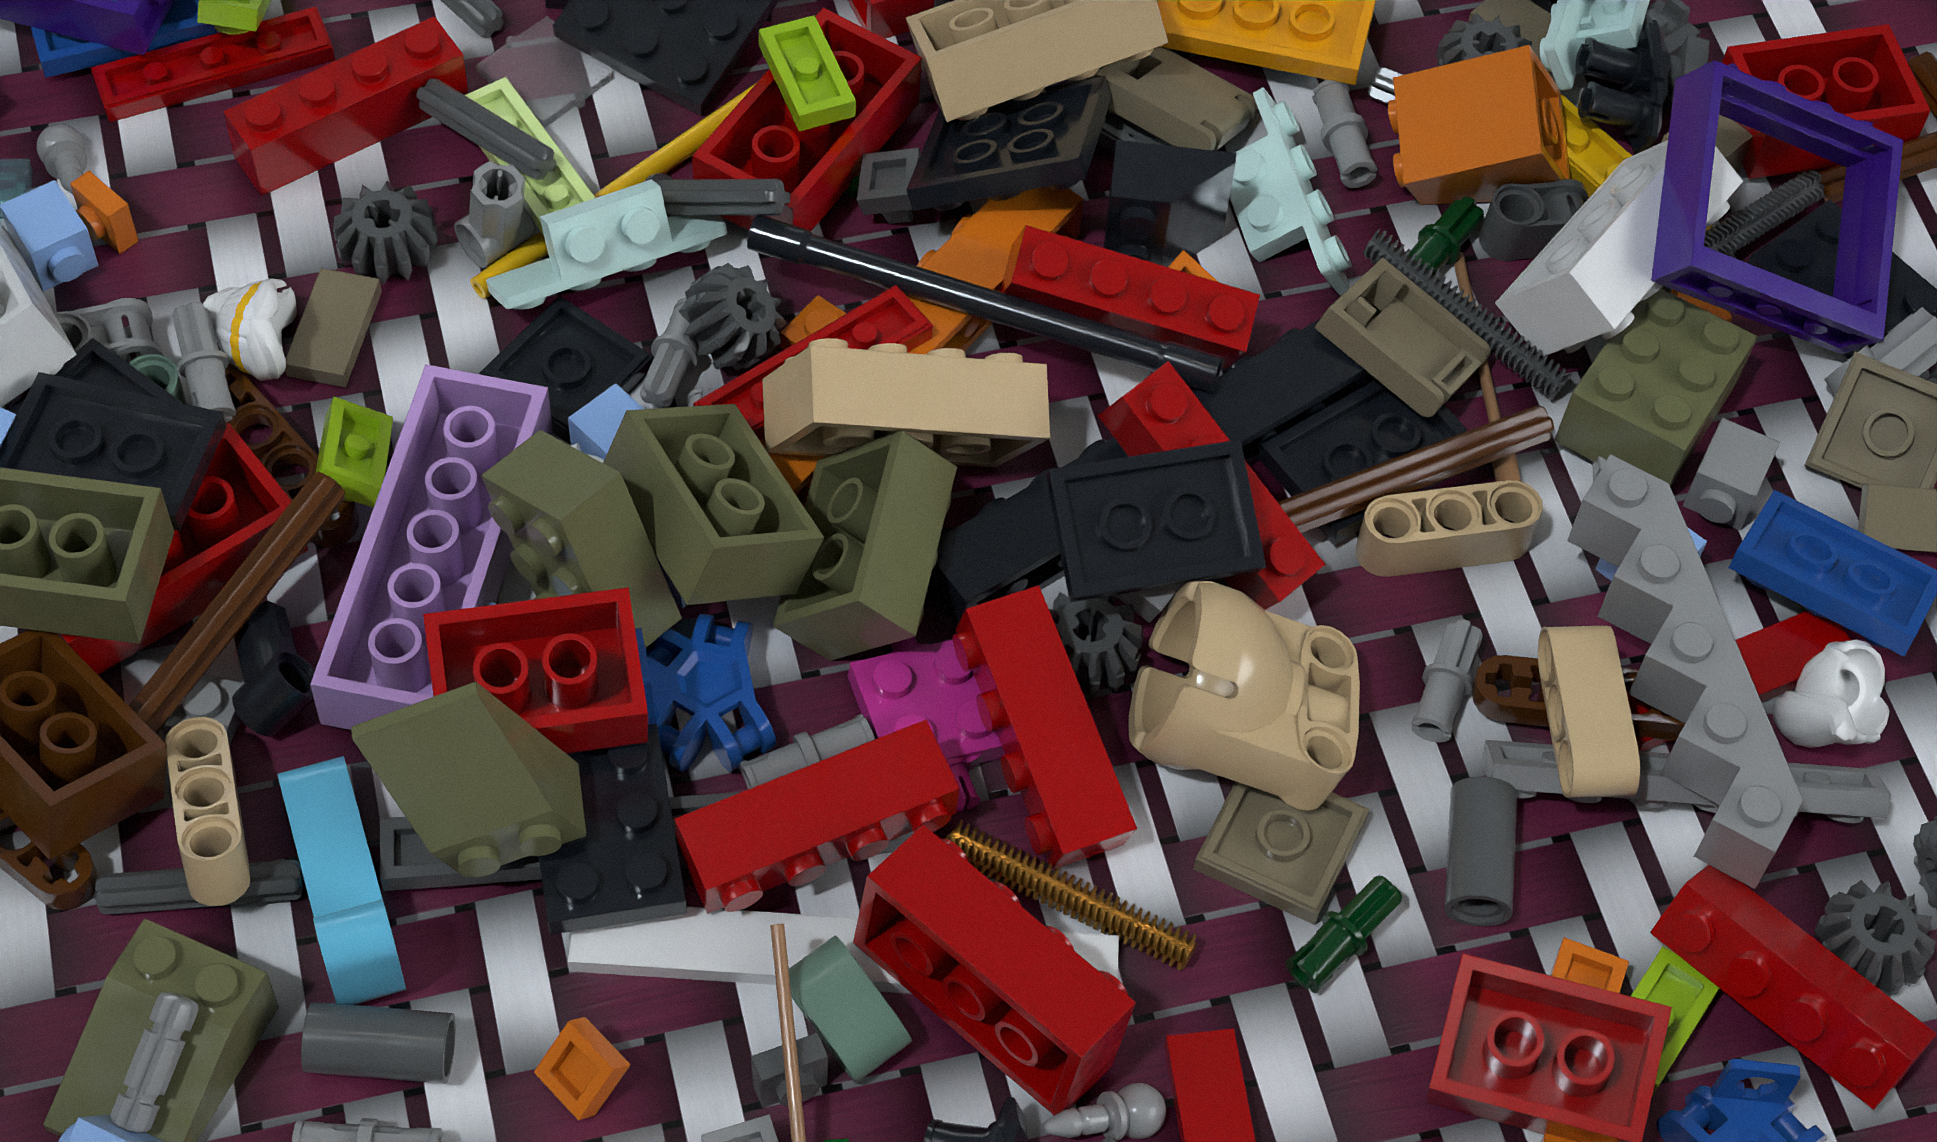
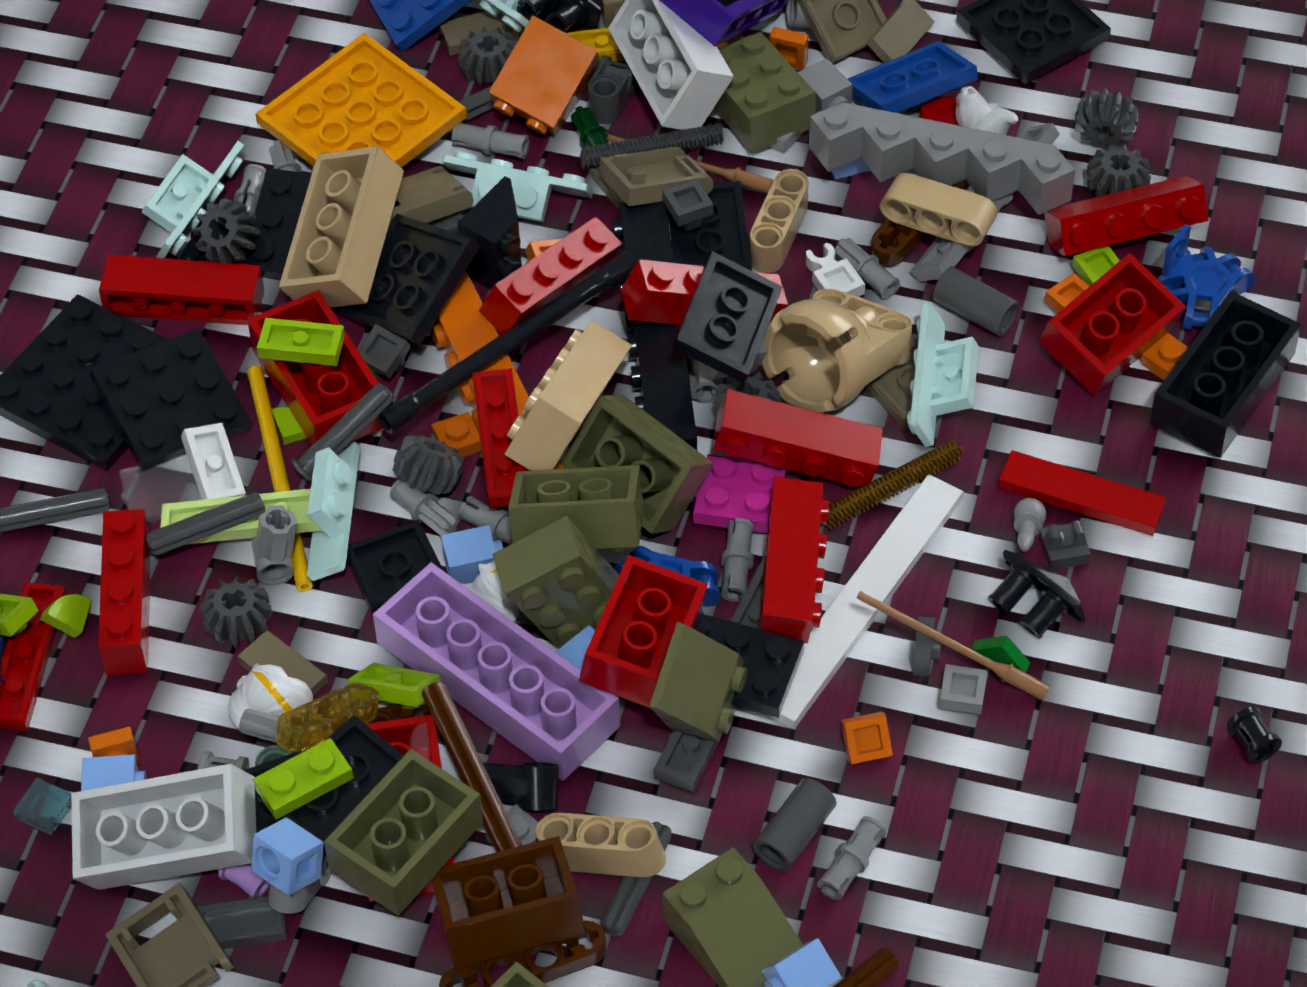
camera: 55 degrees left, 5 degrees down
(62, 153) = (36, 761): light grey bar -> none
(82, 402) = (303, 778): none -> lime plate
(154, 1062) = (756, 921): light grey axle -> none
(226, 370) = (306, 727): none -> clear yellow beam
(284, 62) = (68, 614): none -> lime tile
(341, 882) = (685, 804): medium azure beam -> none
(597, 97) = (212, 462): none -> white plate
(846, 1009) = (908, 595): sand green beam -> none
(992, 970) = (932, 522): red brick -> none
(1289, 859) = (942, 375): none -> light aqua bracket
(1343, 934) = (989, 385): dark green axle -> none
(1369, 394) = (688, 204): none -> dark grey tile
(1399, 649) = (833, 274): none -> white plate
(1419, 468) = (742, 202): reddish brown axle -> none
(1778, 393) = (791, 46): none -> orange plate

